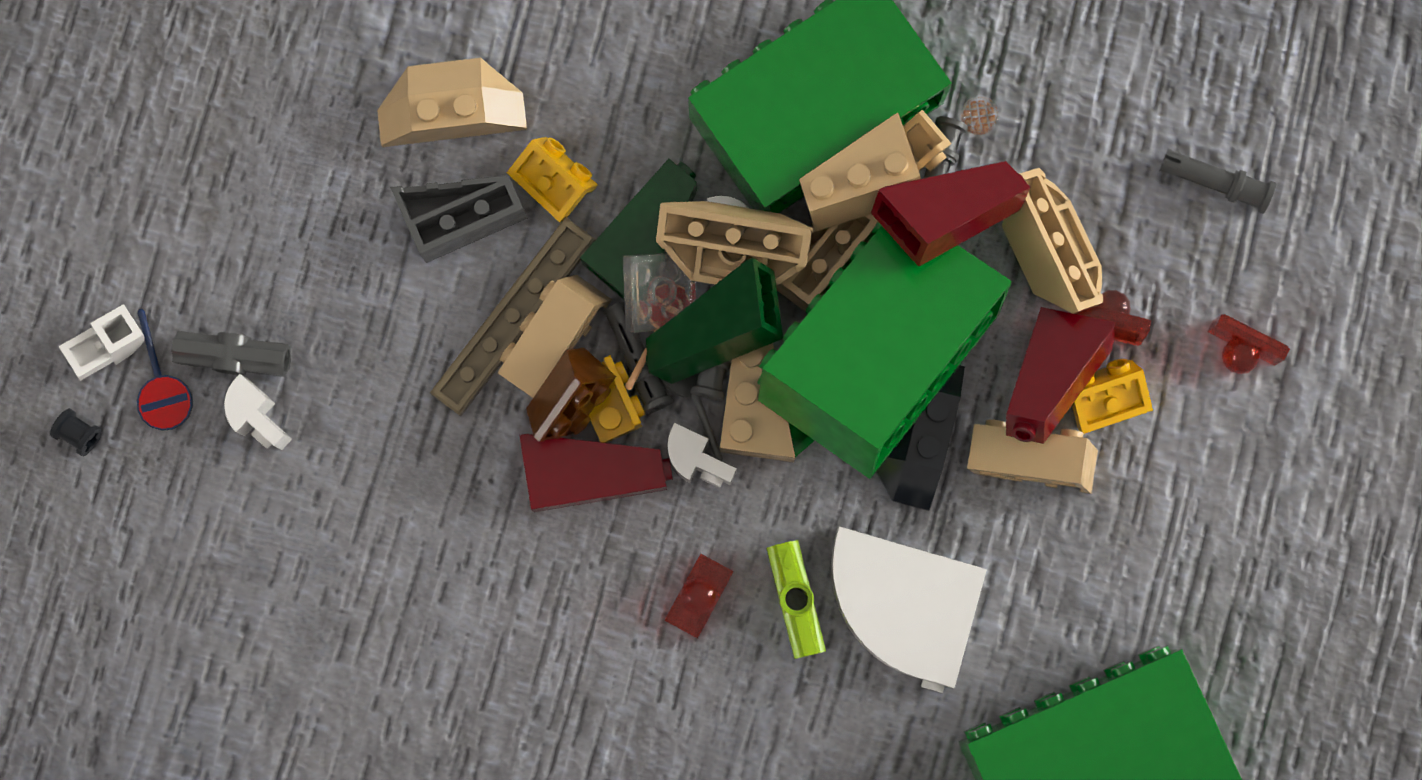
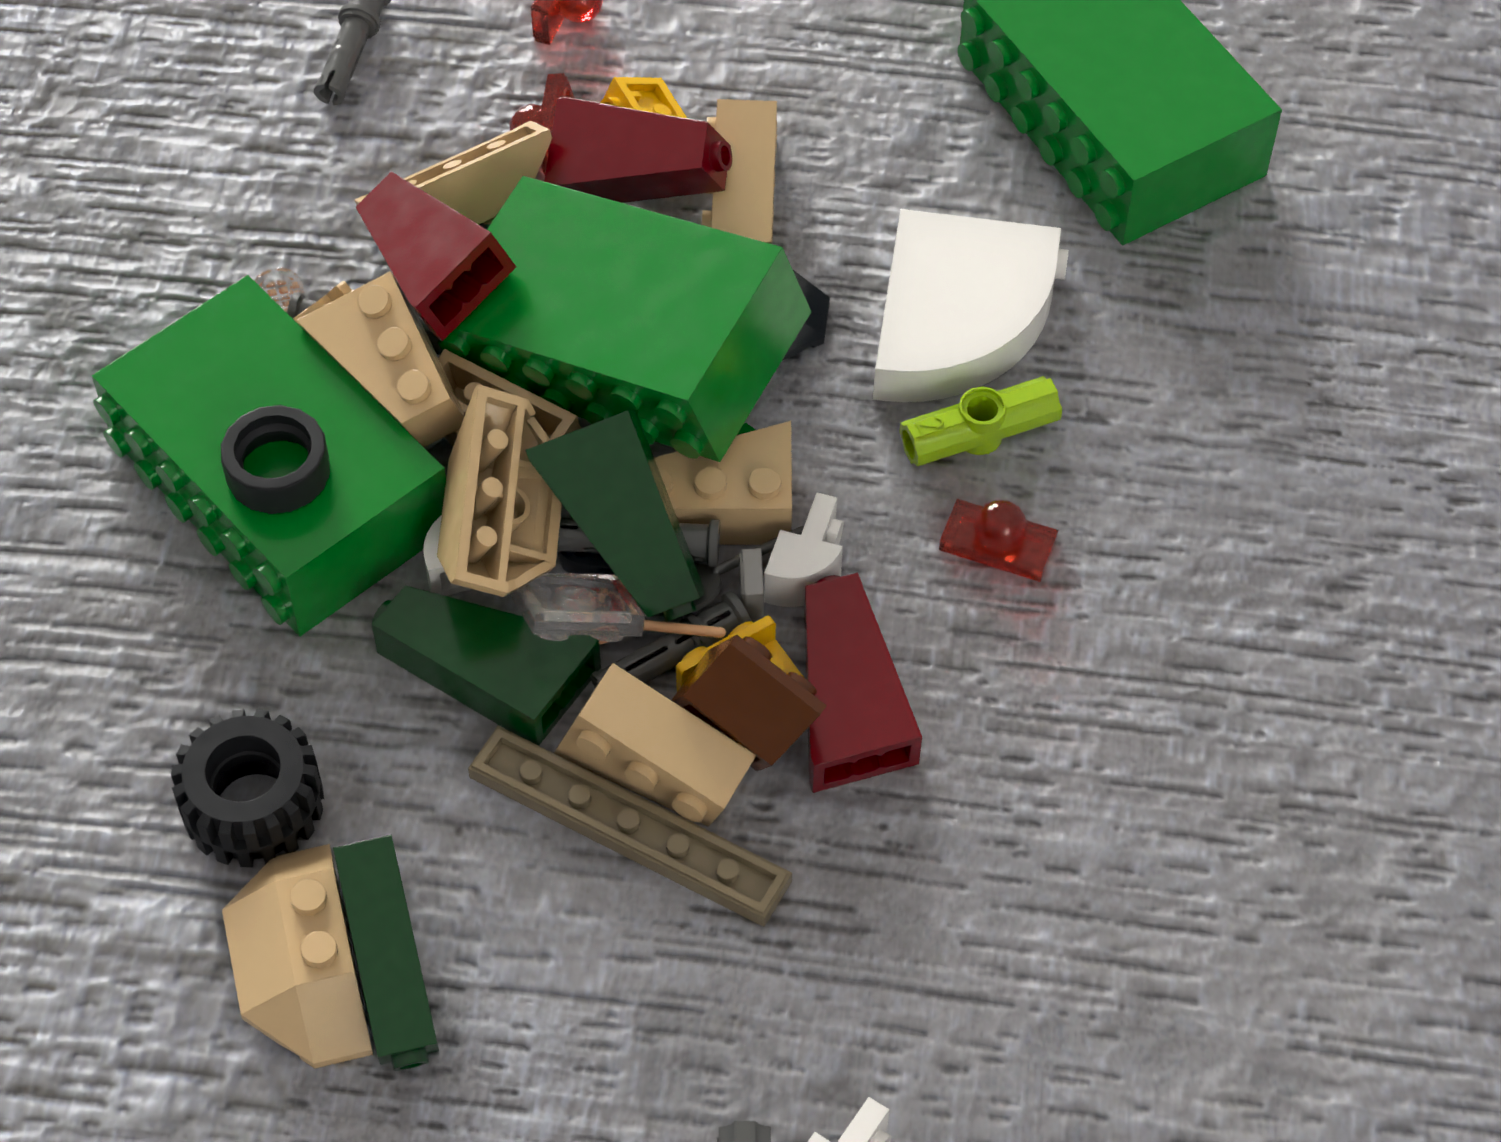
camera: 100 degrees left, 25 degrees down
(436, 153) = (386, 952): none -> dark green slope
(457, 212) = (483, 904): dark grey wedge -> none
(552, 177) = (411, 791): yellow bracket -> none
(558, 47) = (241, 749): none -> black tyre
(682, 416) = (751, 582): none -> light grey tile
(780, 63) = (273, 425): none -> black tyre

